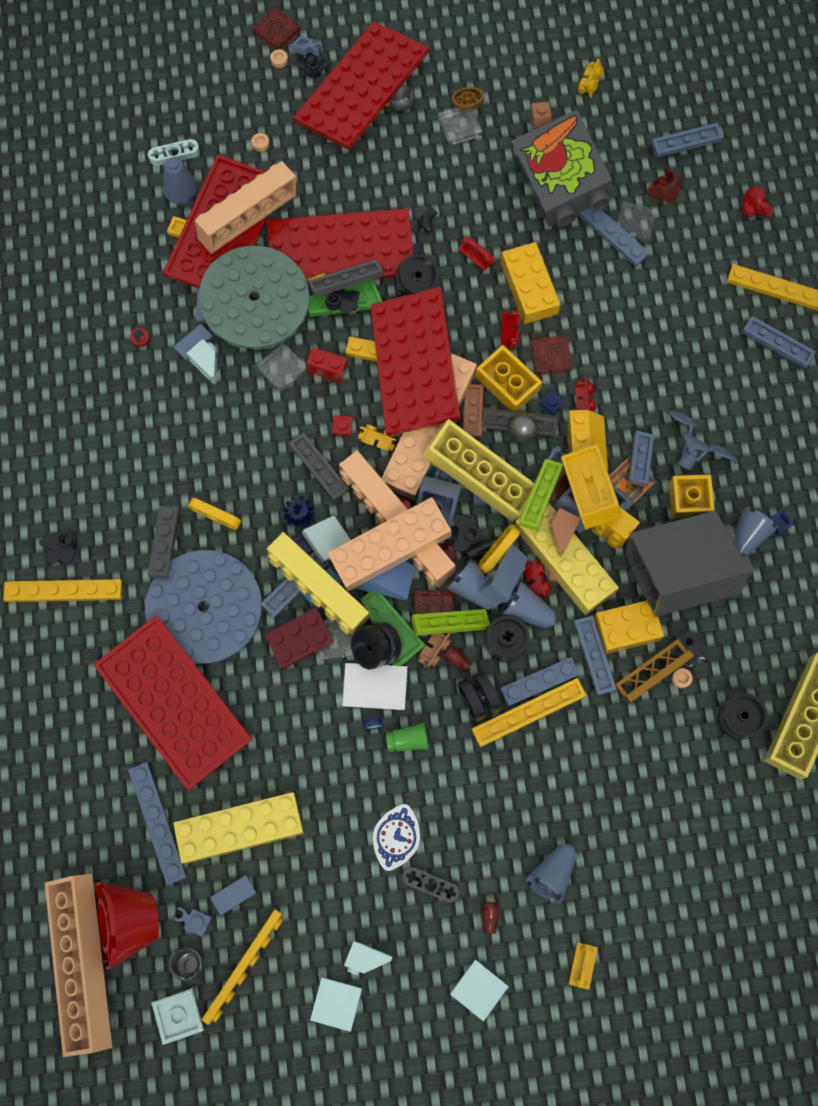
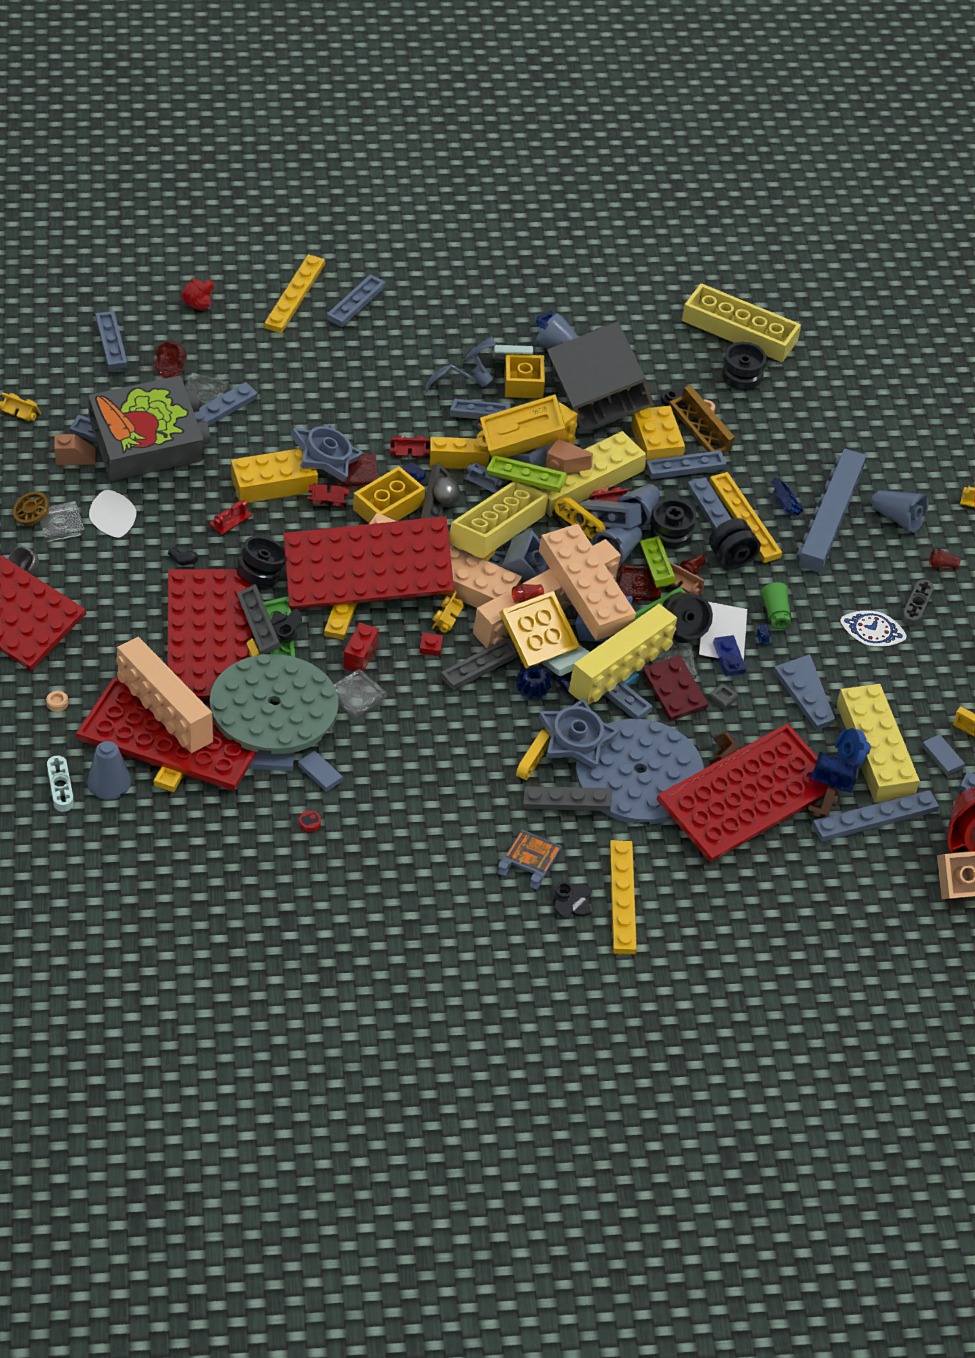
camera: 90 degrees left, 25 degrees down
(107, 514) = (532, 855): none -> flag
(160, 769) = (829, 800): none -> reddish brown bracket
(188, 780) = (835, 772): none -> clear blue brick
(204, 358) = (348, 755): light aqua slope -> none
(220, 536) = (576, 733): none -> sand blue plate
(222, 682) = (727, 746): none -> reddish brown bracket
(222, 800) = (852, 746): none -> blue plate
(296, 685) = (723, 696): none -> dark grey tile
(313, 762) = (805, 688): none -> sand blue wing
(340, 507) = (539, 629): none -> yellow plate
(344, 691) = (729, 655): none -> clear blue plate
(372, 491) = (525, 592): none -> clear red cone
(476, 163) = (112, 513): none -> white sticker
(548, 802) = (832, 510): none -> sand blue brick
(561, 755) = (784, 493): none -> clear blue plate
(569, 319) = (326, 450): none -> sand blue plate
(721, 484) = (500, 351): none -> light aqua tile

